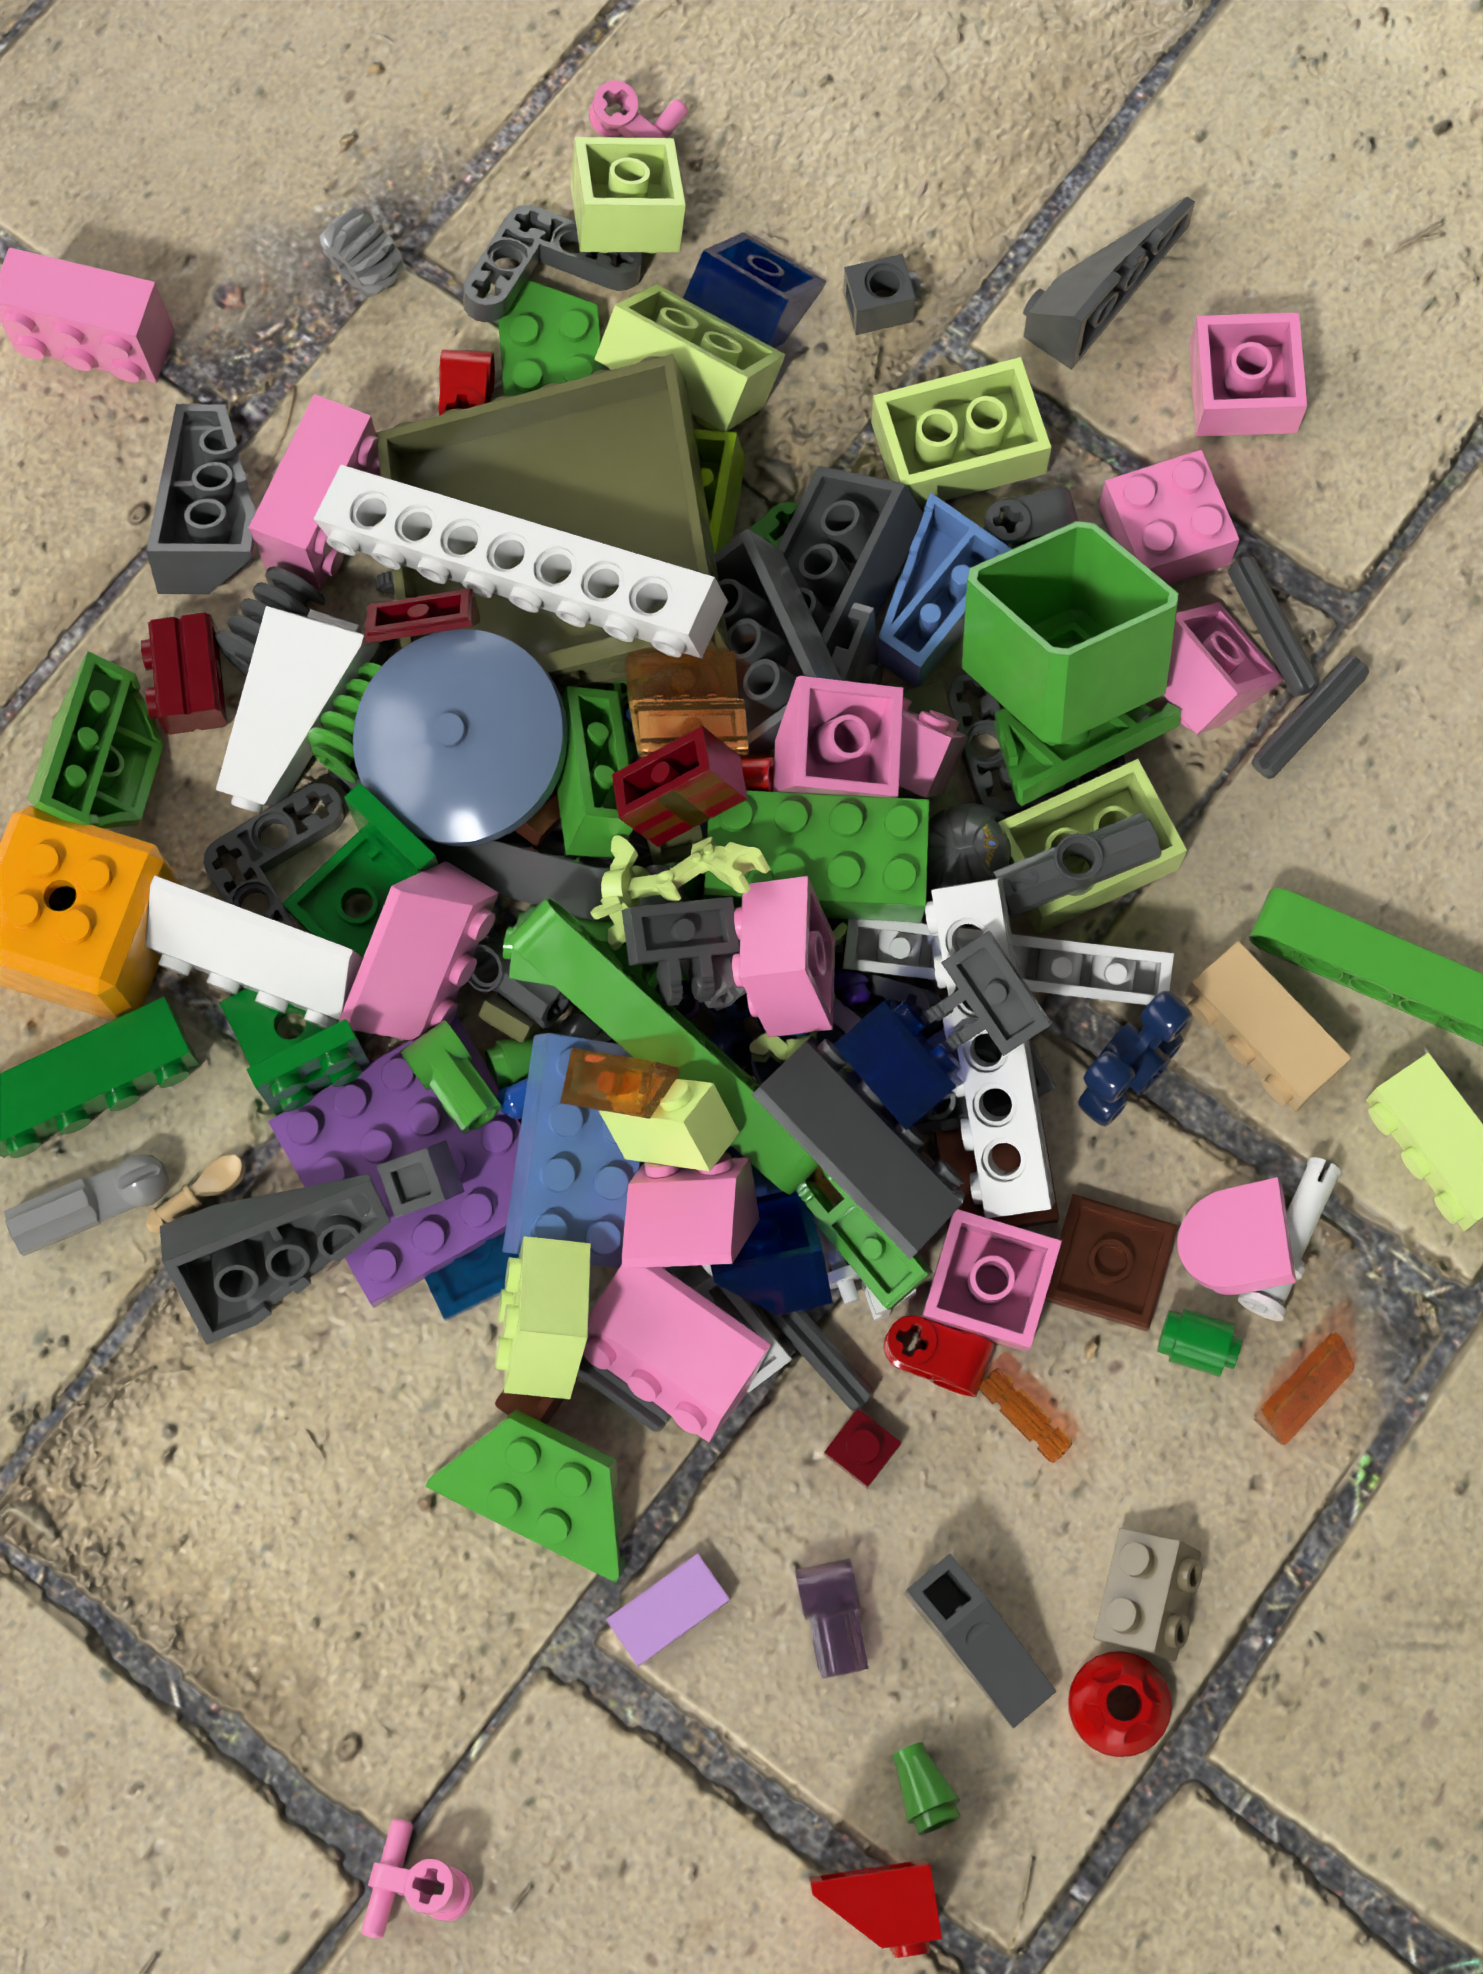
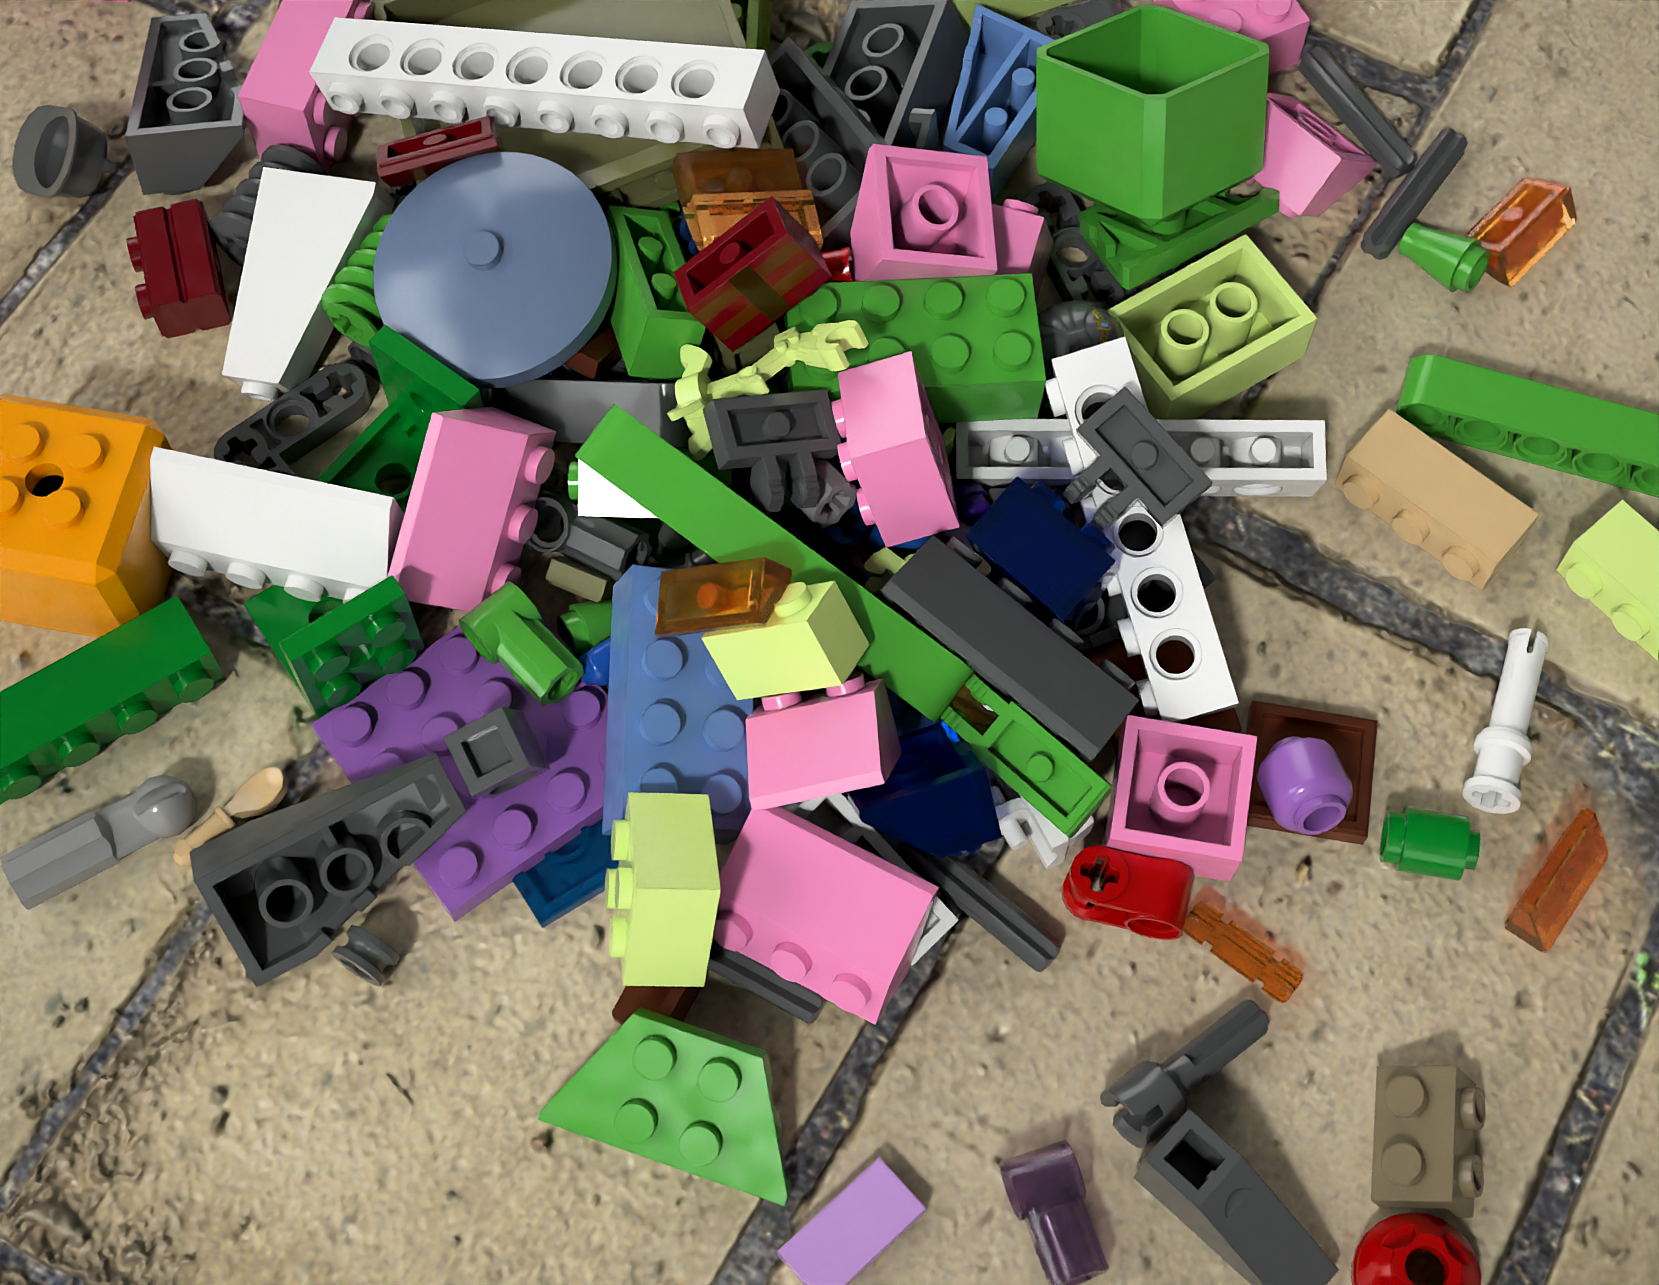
camera: 10 degrees left, 10 degrees down
(85, 547) = (60, 154): none -> dark grey piece
(99, 750) = (88, 343): bright green wedge -> none
(297, 1331) = (365, 955): none -> dark grey bush
(862, 1448) = (1057, 1013): dark red plate -> none
(930, 1530) = (1157, 1092): none -> dark grey piece
(1099, 1282) = (1305, 785): none -> medium lavender head
(1106, 850) = (1228, 321): dark grey piece -> none
(1134, 1058) = (1299, 538): dark blue gear -> none
(1239, 1239) = (1452, 725): bright pink tile -> none
(1325, 787) = (1445, 256): none -> bright green cone
(1400, 763) = (1524, 227): none -> clear orange slope

